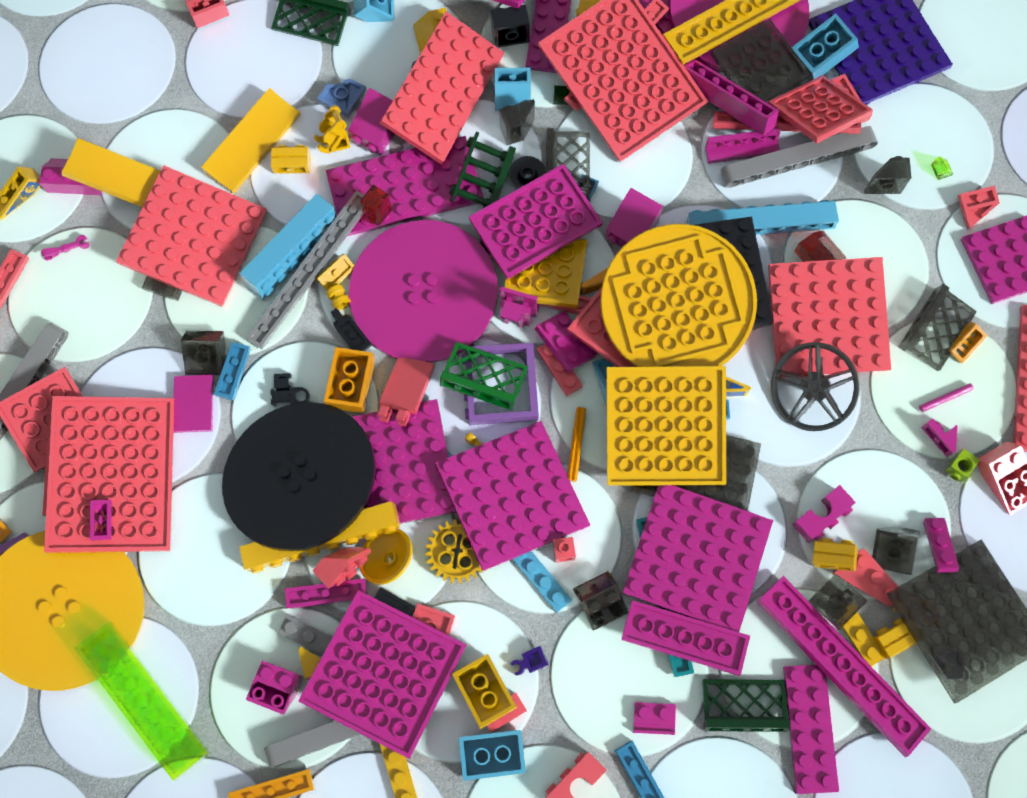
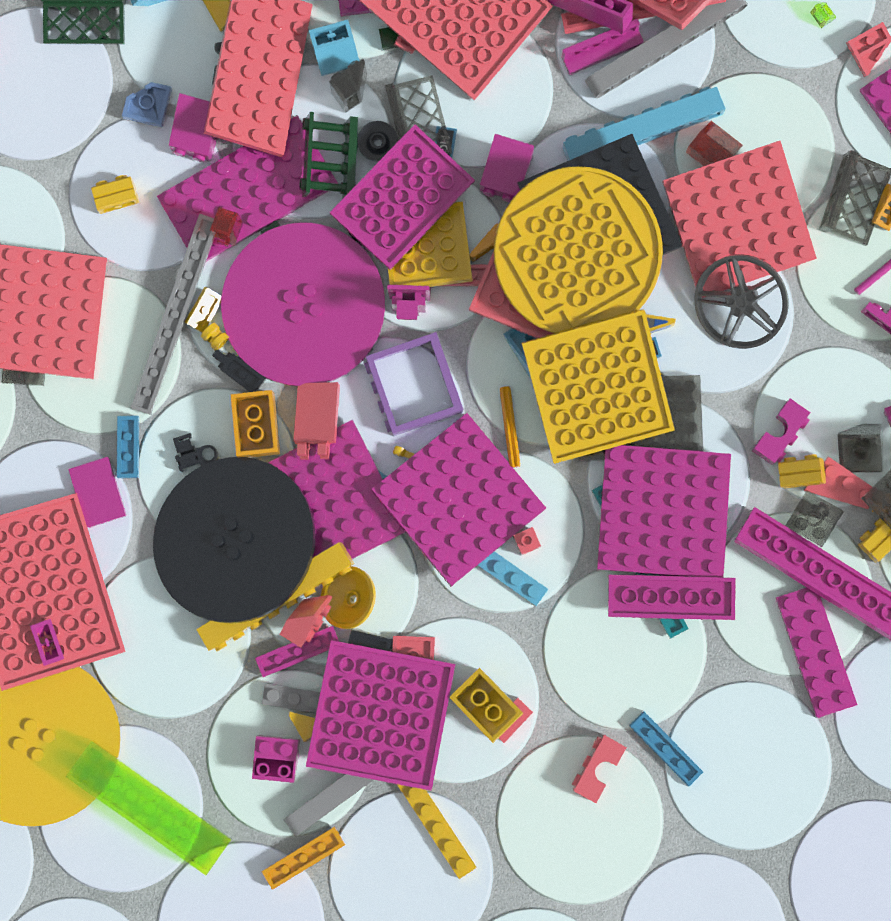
camera: 10 degrees left, 10 degrees up
(203, 352) = (91, 435): clear smoke slope -> none
(250, 141) = (64, 184): yellow arch -> none
(288, 247) = (147, 296): medium azure brick -> none
(334, 131) = (153, 151): yellow piece -> none
(439, 549) = (400, 574): yellow gear -> none
(482, 390) = (389, 399): green fence -> none
(492, 755) = (511, 764): medium azure brick -> none
(533, 661) = (525, 661): dark purple plate -> none
(565, 346) = (469, 326): dark pink plate -> none
(567, 381) = (470, 349): coral plate -> none
(600, 600) = (577, 582): clear smoke slope -> none
(654, 718) = (660, 683): dark pink plate -> none
(745, 724) = (751, 664): dark green fence -> none
(863, 640) = (849, 550): yellow plate -> none
(891, 177) = (771, 43): clear smoke slope -> none

